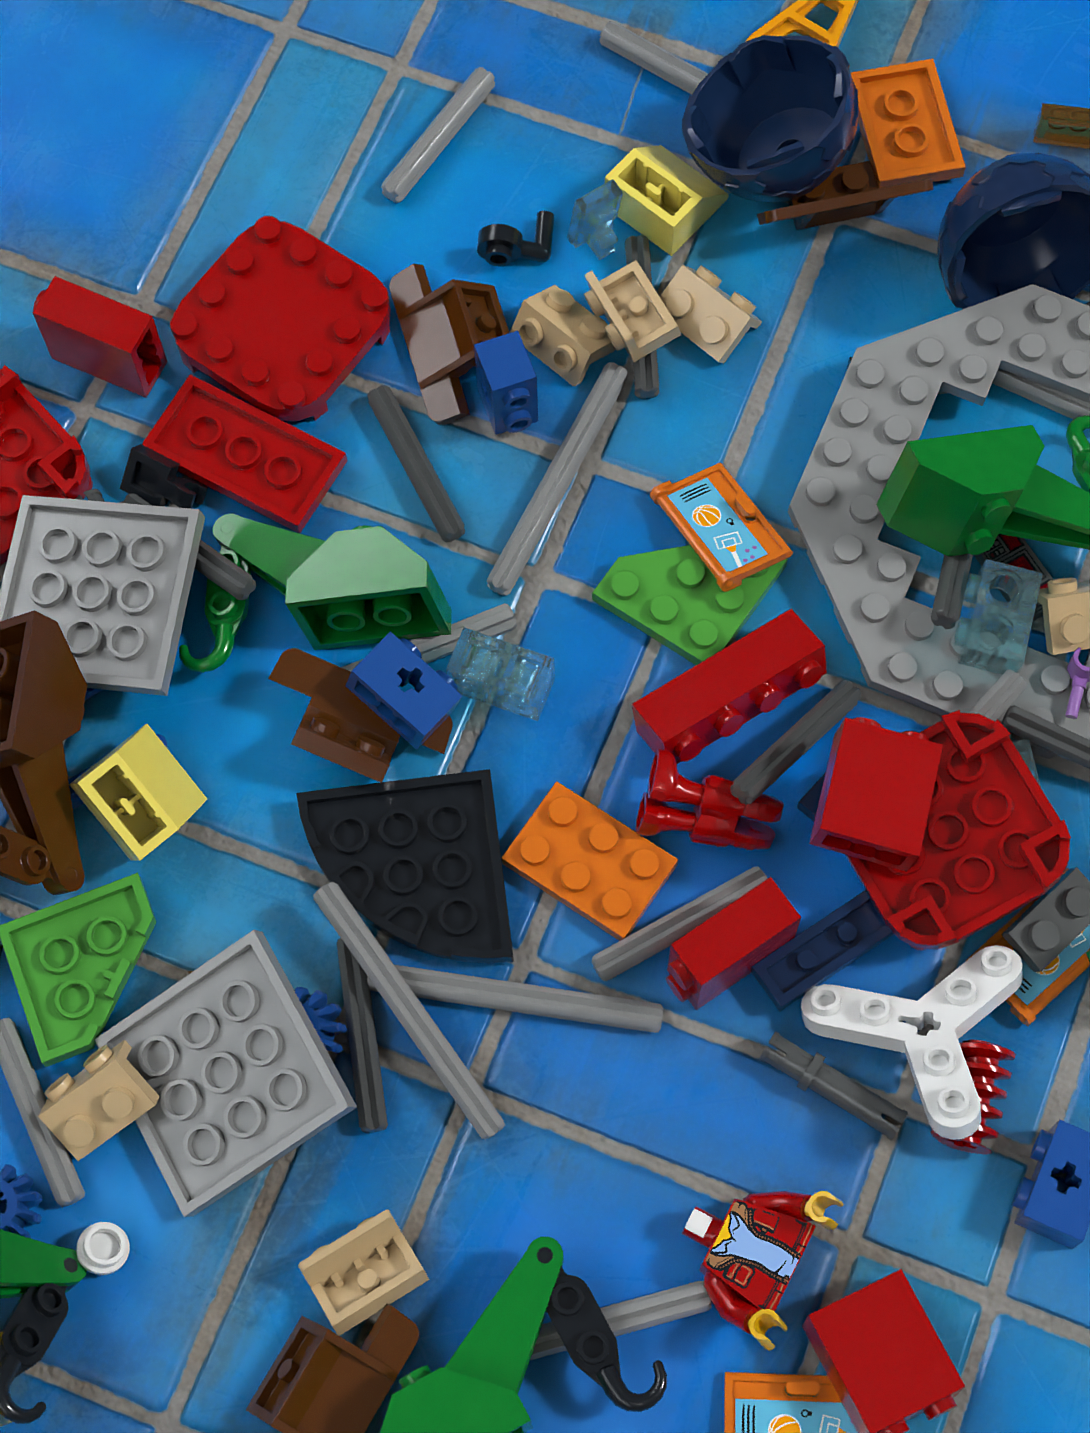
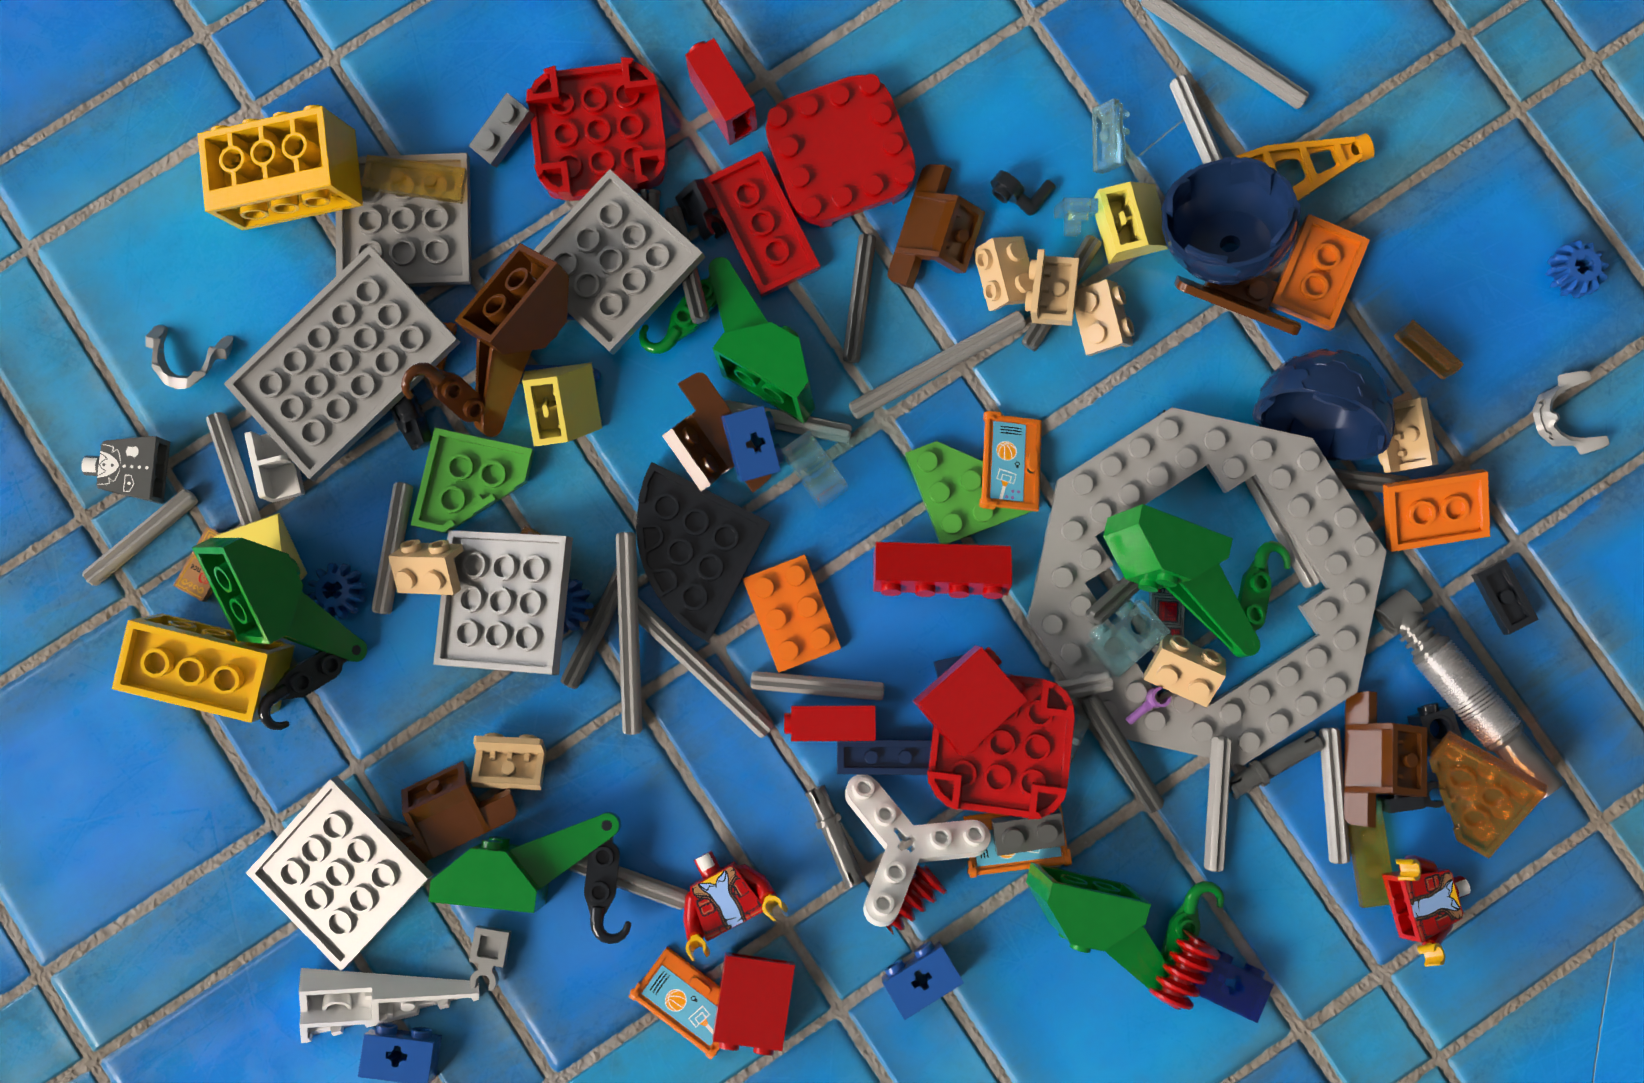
camera: 30 degrees right, 15 degrees up
(103, 1248) = (380, 651): white plate -> none
(438, 135) = (1023, 83): light grey axle -> none
(506, 383) = (944, 287): blue brick -> none
(574, 128) = (1109, 136): none -> clear light blue plate
(716, 812) = (882, 638): red piece -> none
(795, 742) = (955, 628): dark grey axle -> none

